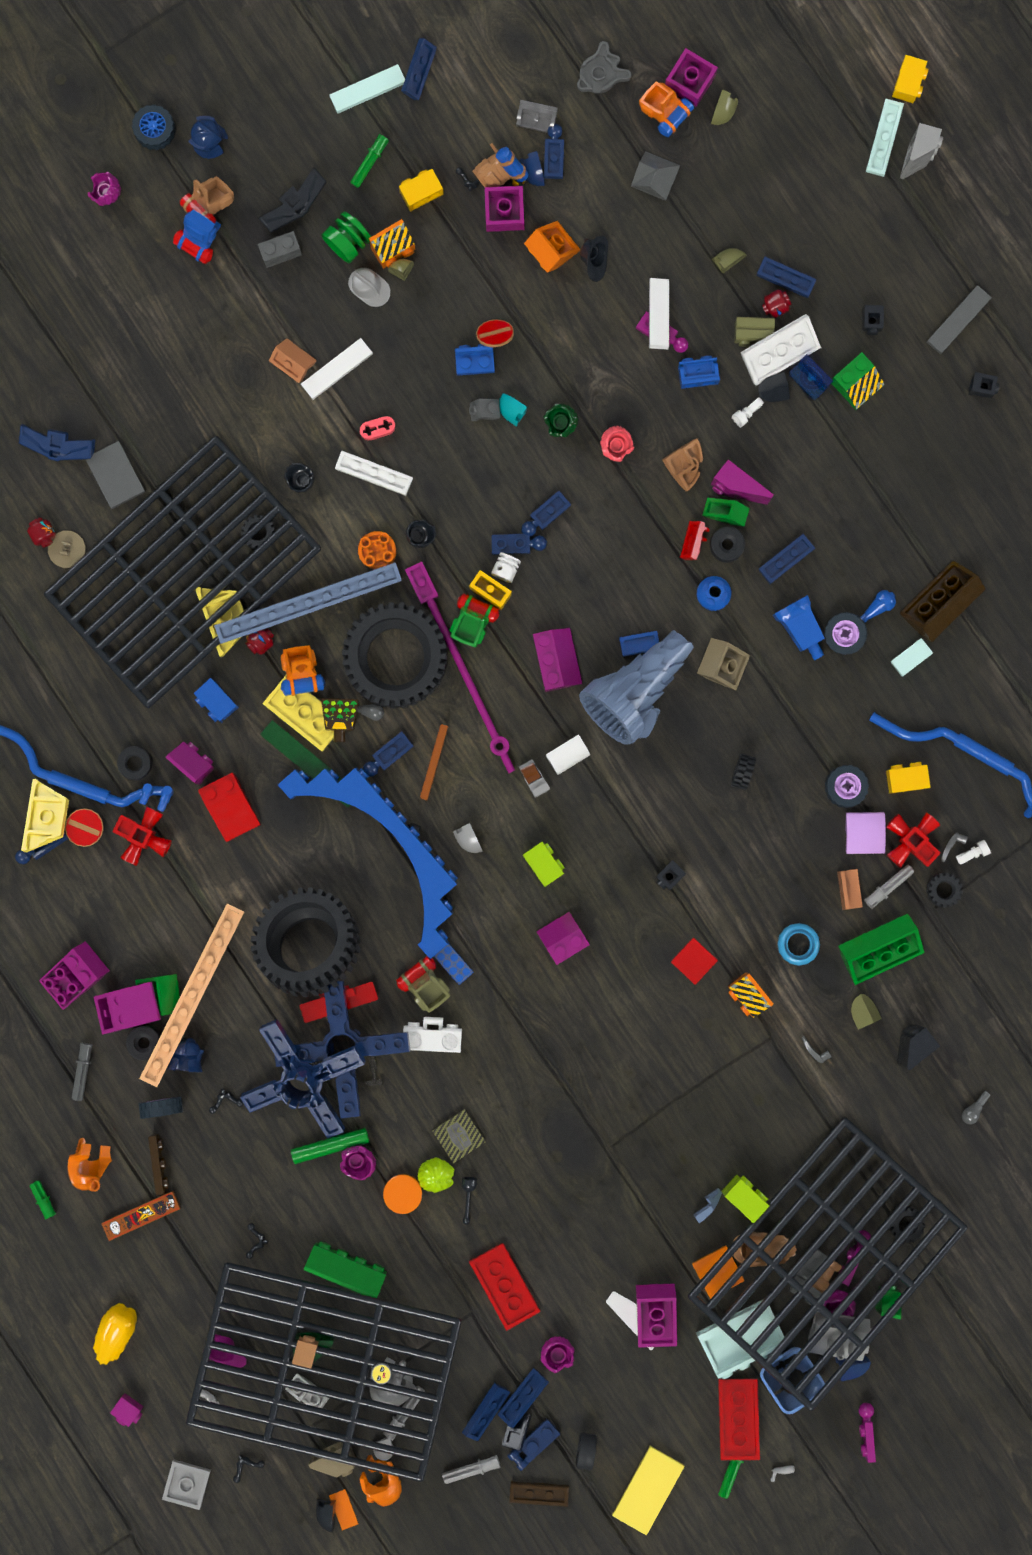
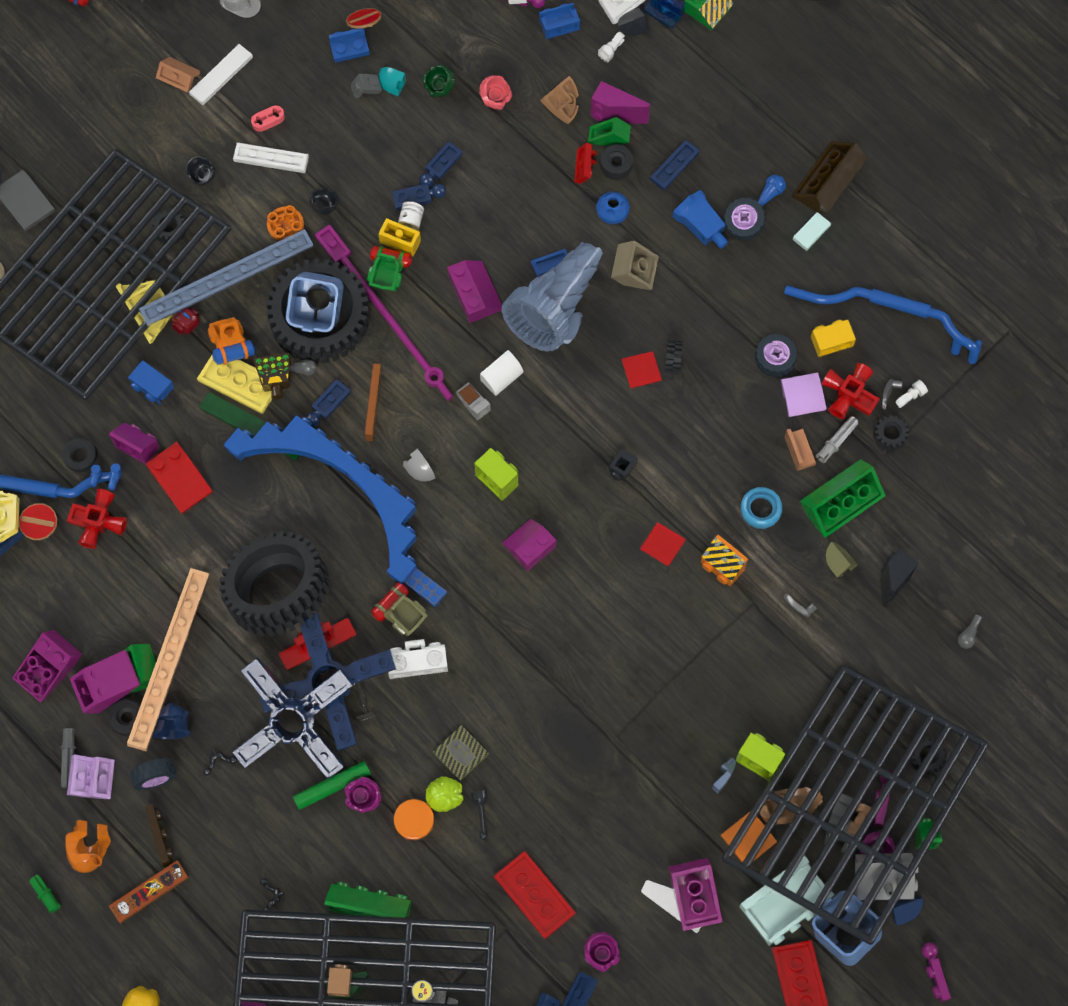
camera: 10 degrees left, 15 degrees down
(101, 1094) = (90, 777): none -> lavender slope
(378, 654) = (302, 313): none -> medium blue piece
(709, 774) = (641, 369): none -> red sticker

